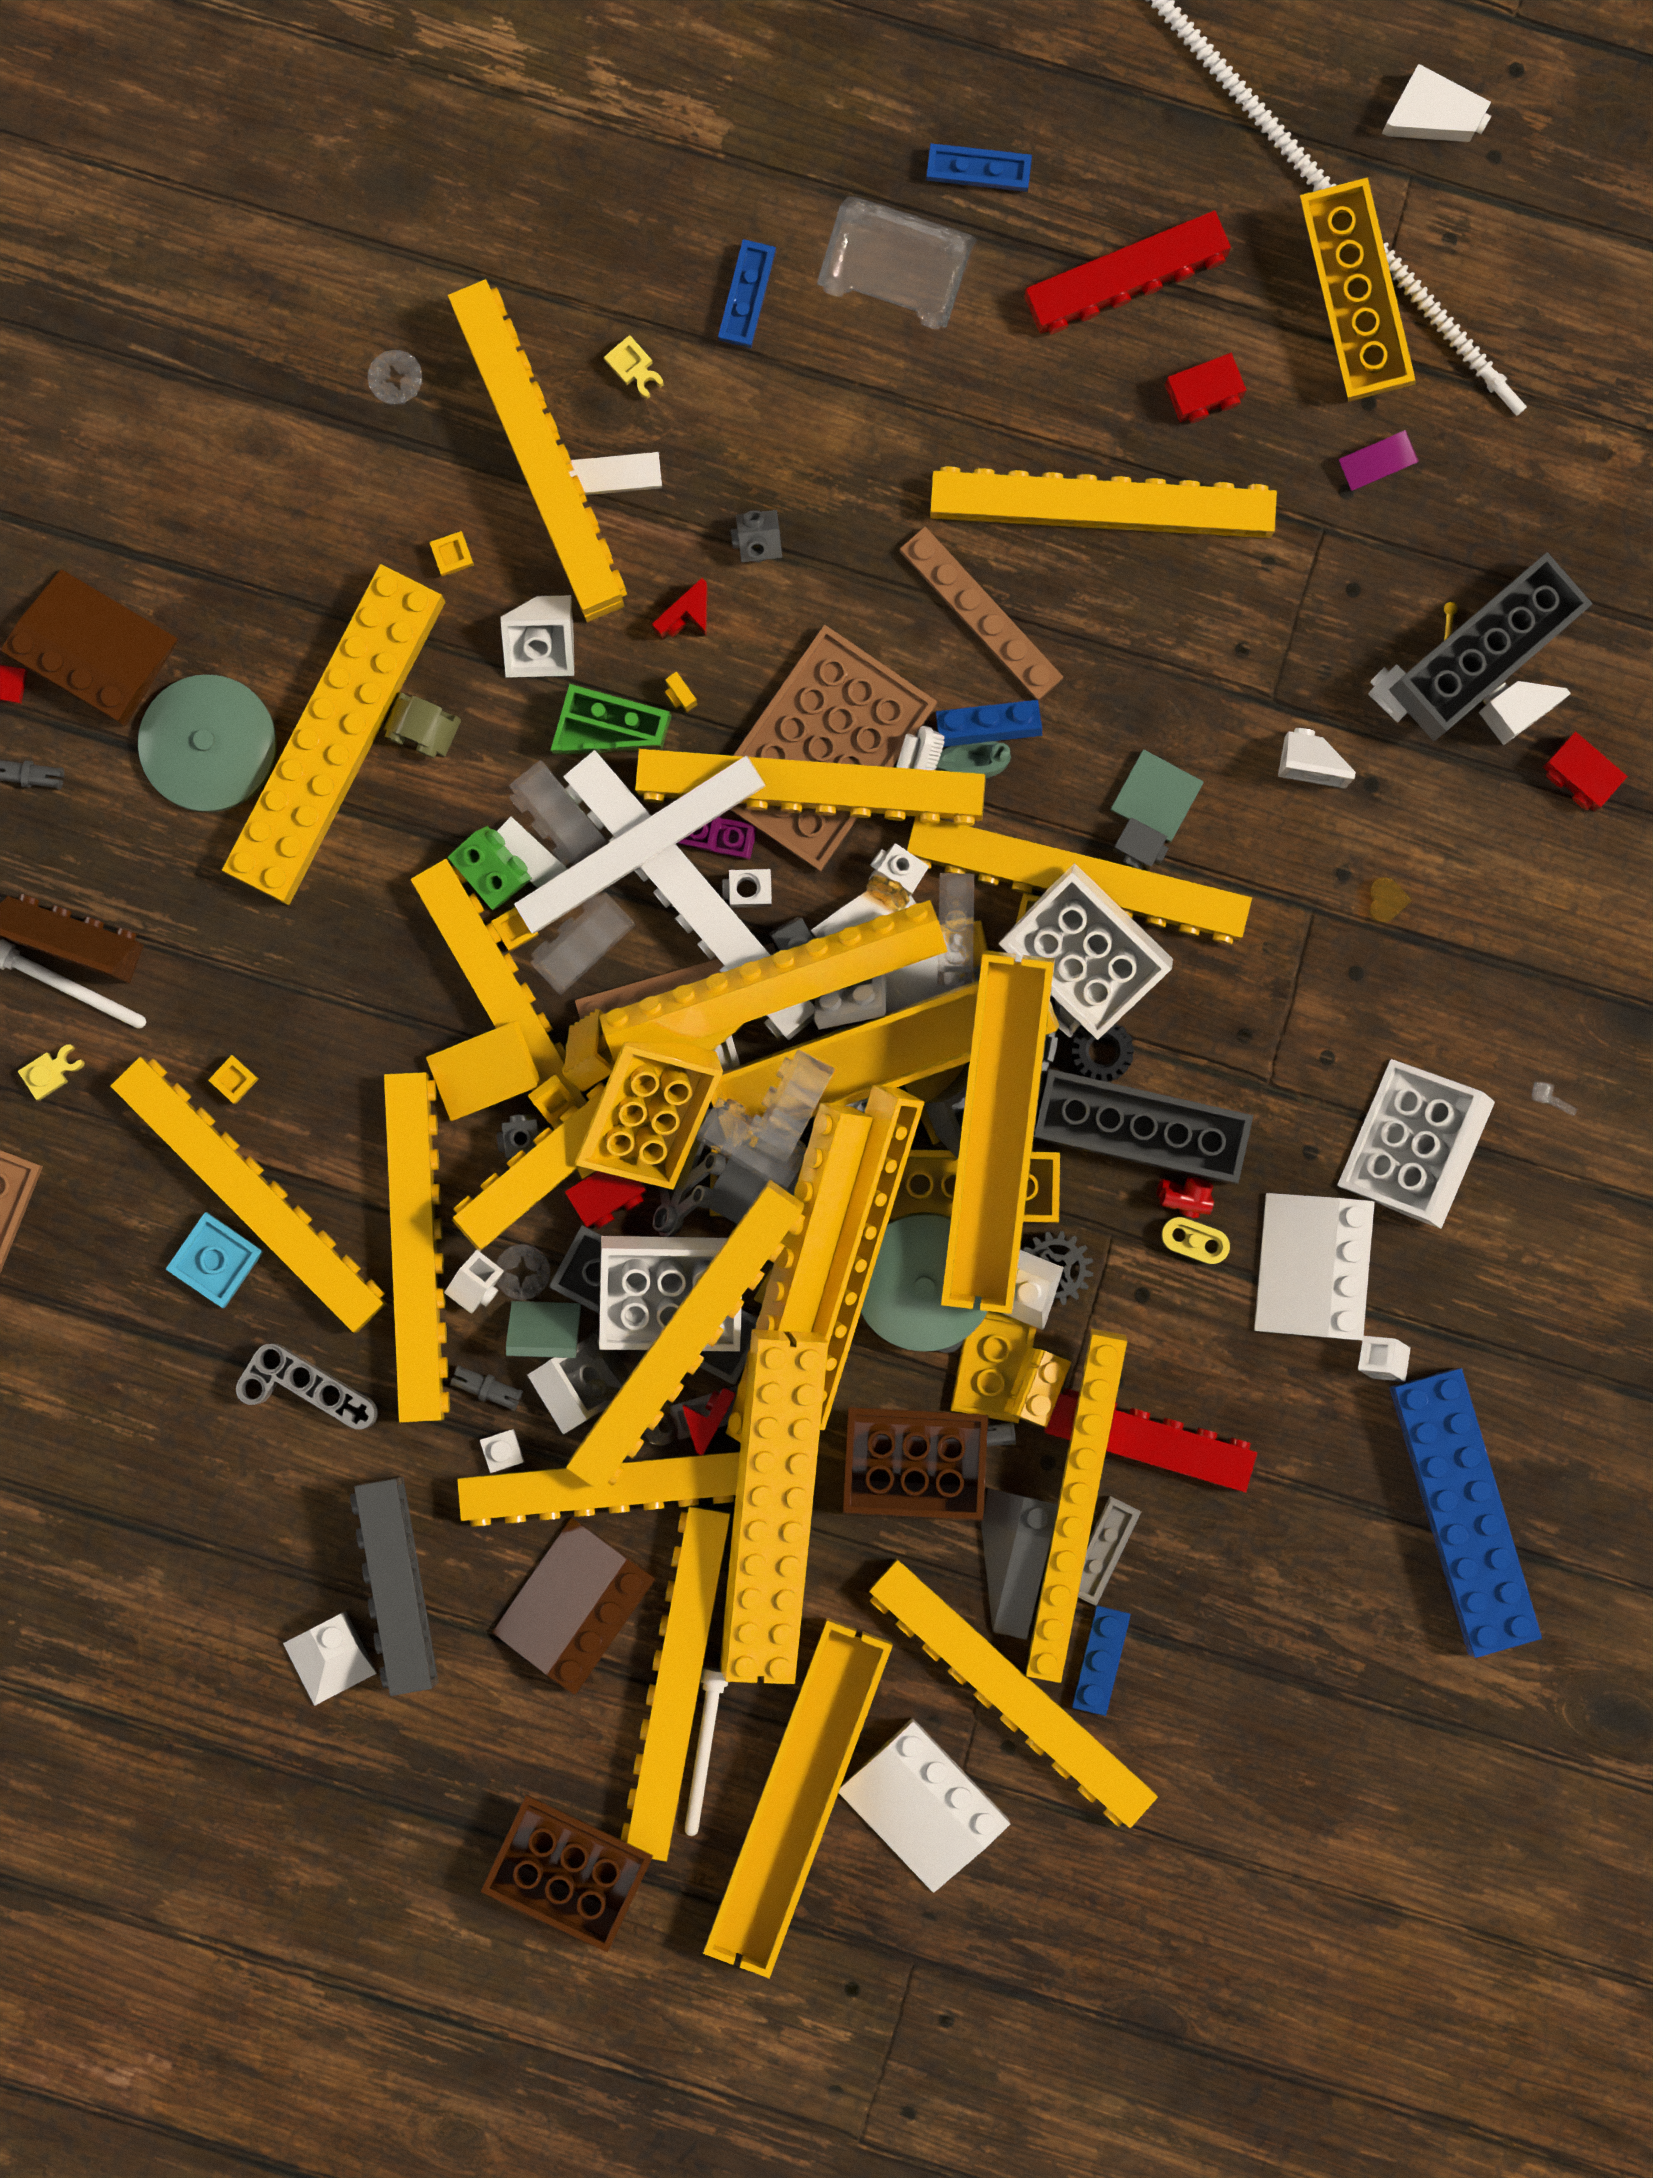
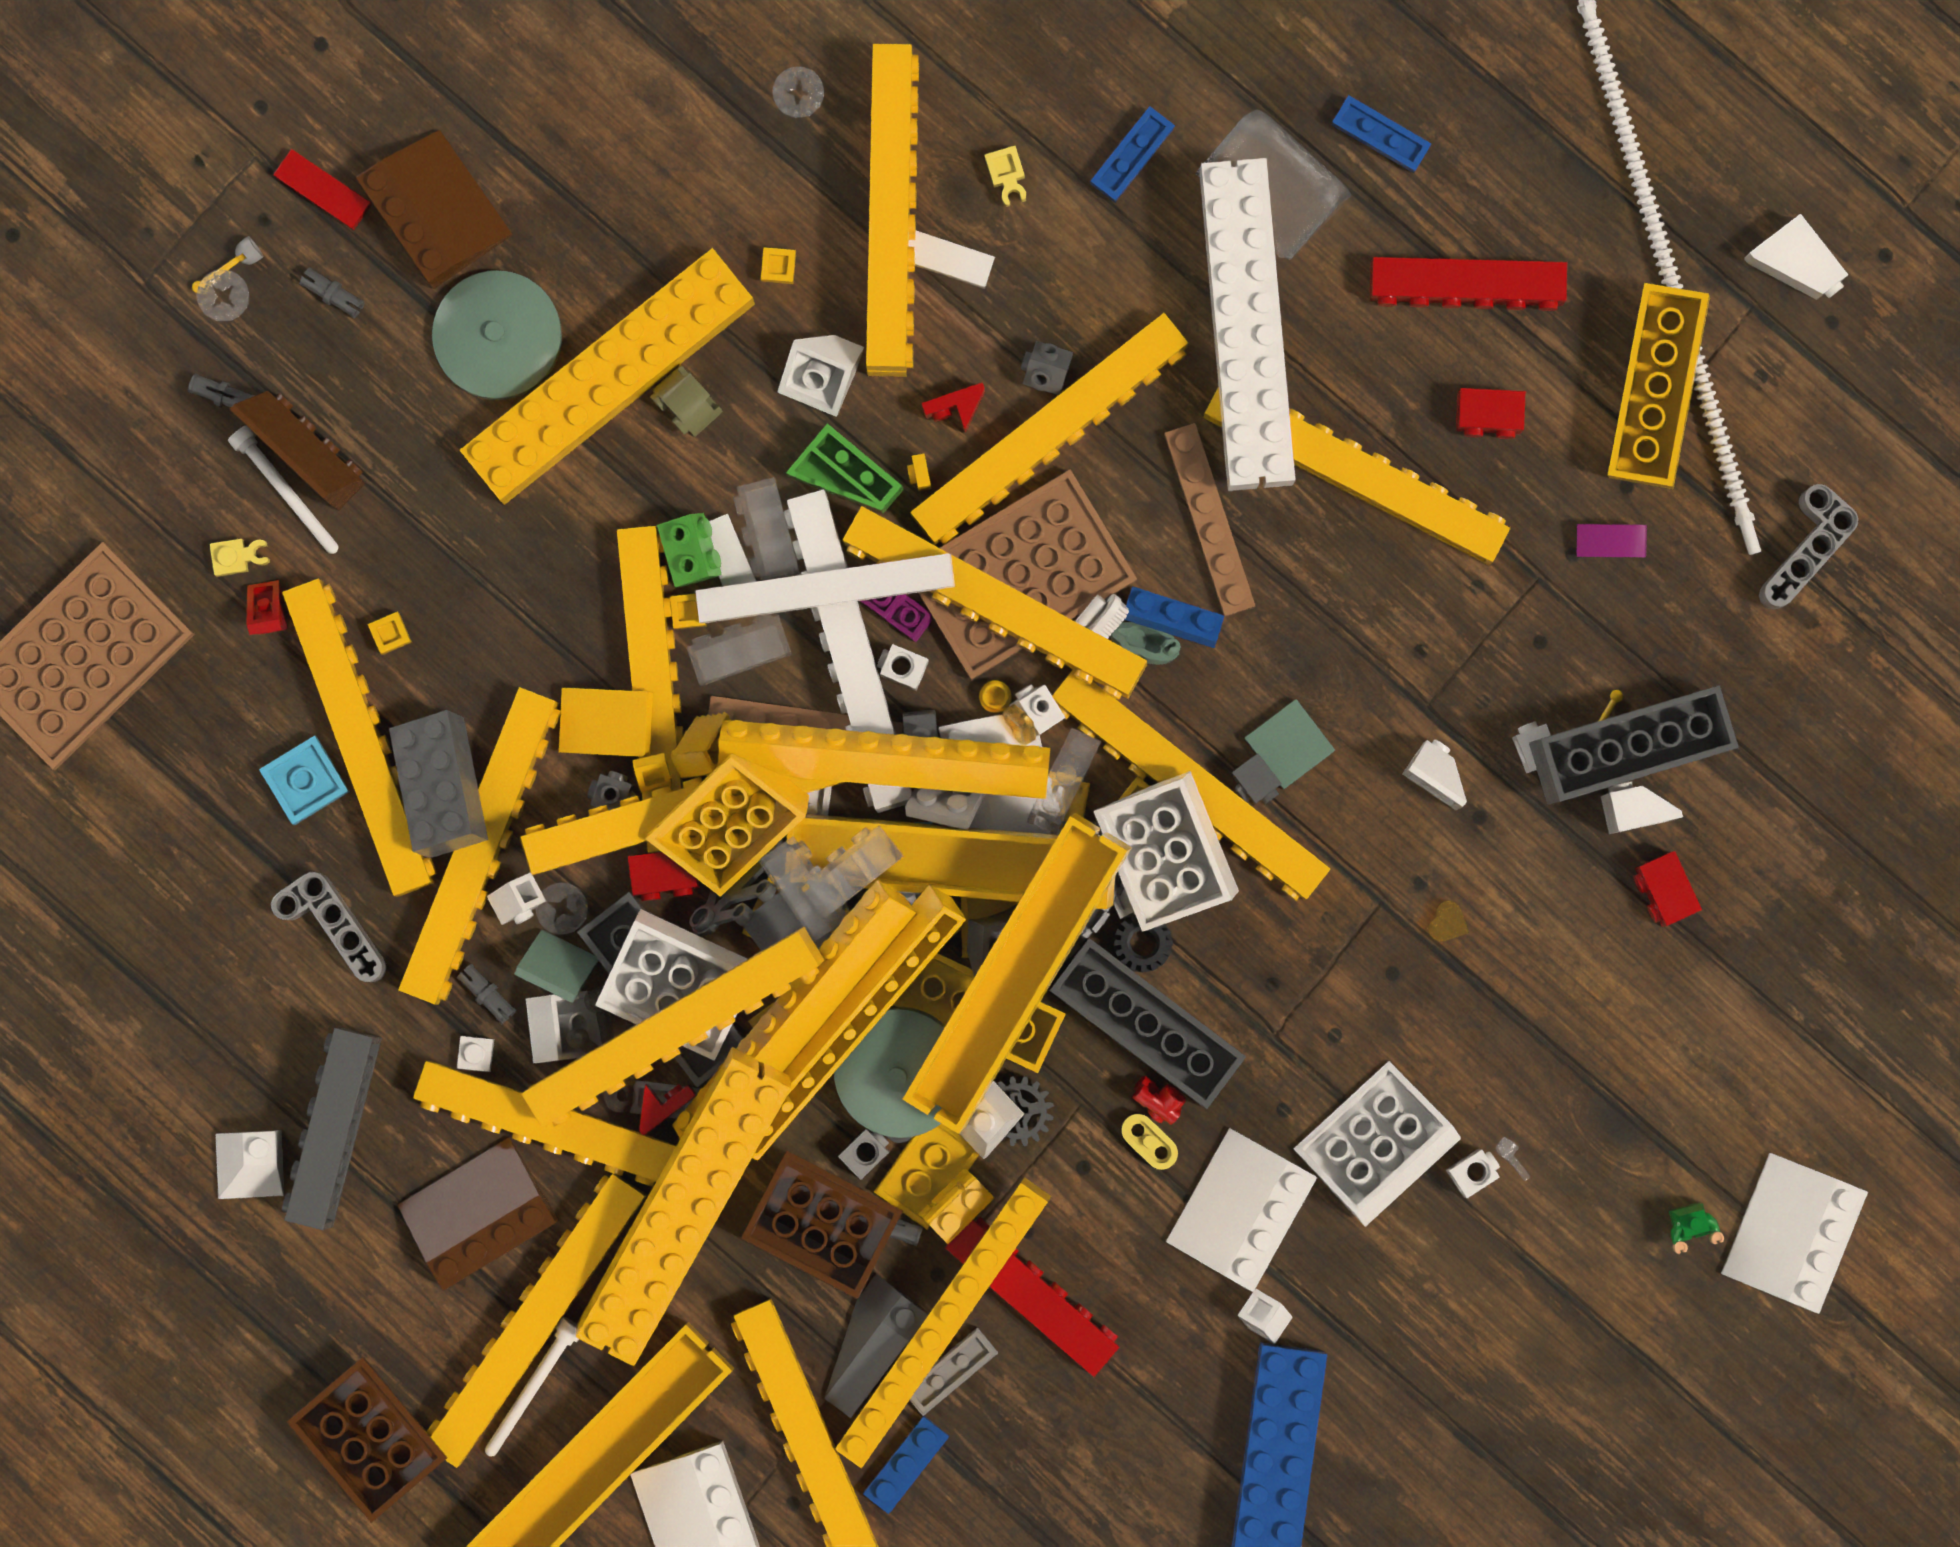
camera: 25 degrees right, 0 degrees up
(101, 1109) = (265, 608): none -> red slope
(348, 1204) = (438, 784): none -> dark grey brick
(787, 594) = (1049, 429): none -> yellow brick
(851, 877) = (995, 696): none -> yellow plate
(929, 1391) = (858, 1166): none -> light grey brick
(934, 406) = (1247, 324): none -> white piece
(1511, 1140) = (1459, 1174): none -> white brick
(1570, 390) = (1804, 552): none -> light grey beam

